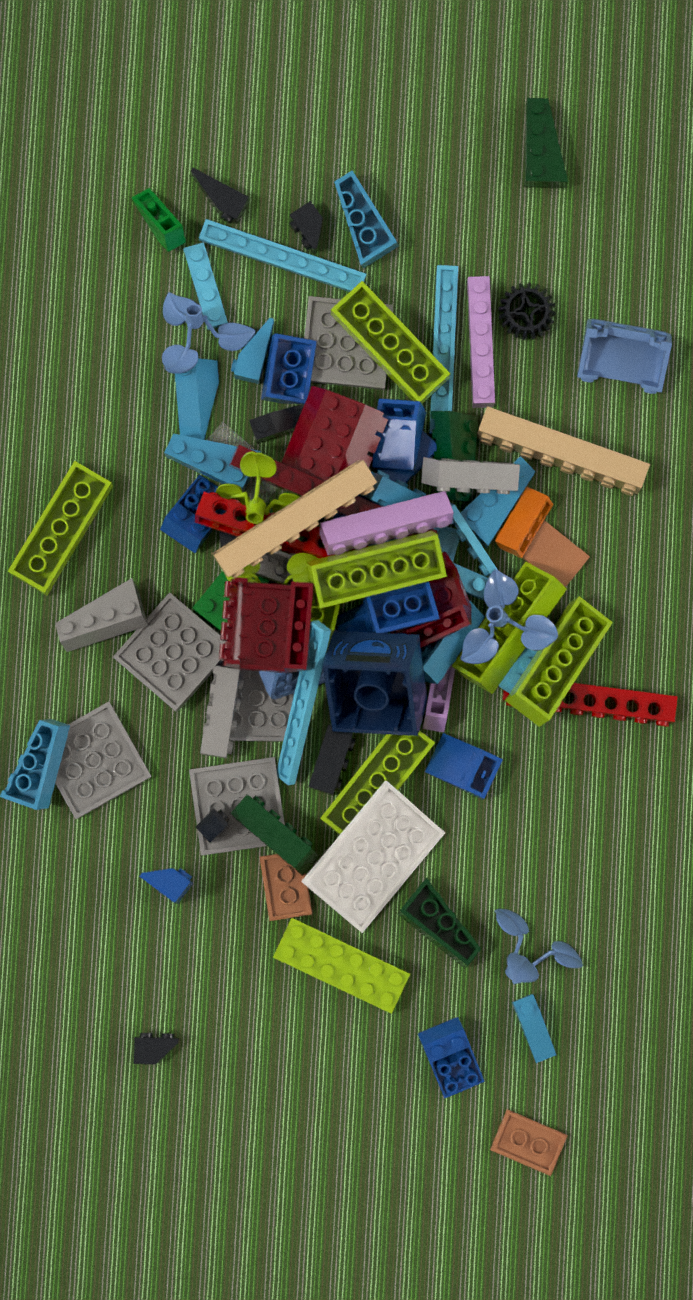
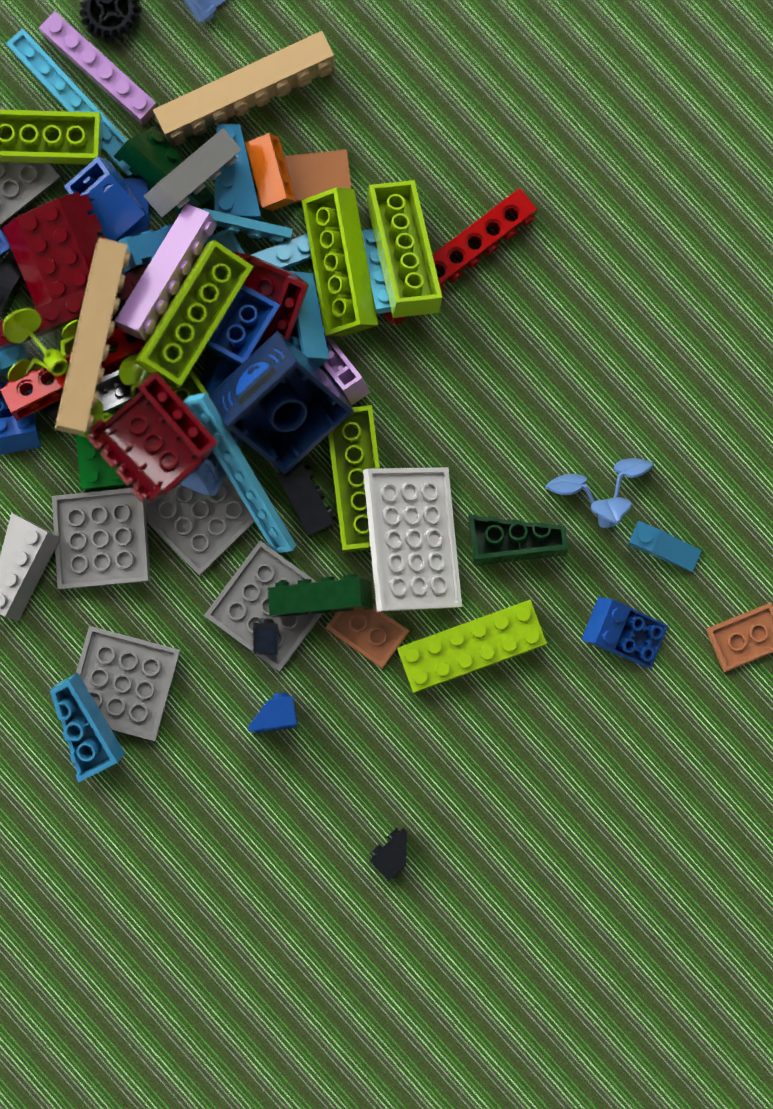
camera: 40 degrees left, 0 degrees up
(221, 712) = (184, 546): light grey wedge -> none
(463, 766) = (411, 402): blue slope -> none
(498, 592) = (305, 242): medium blue plant -> none

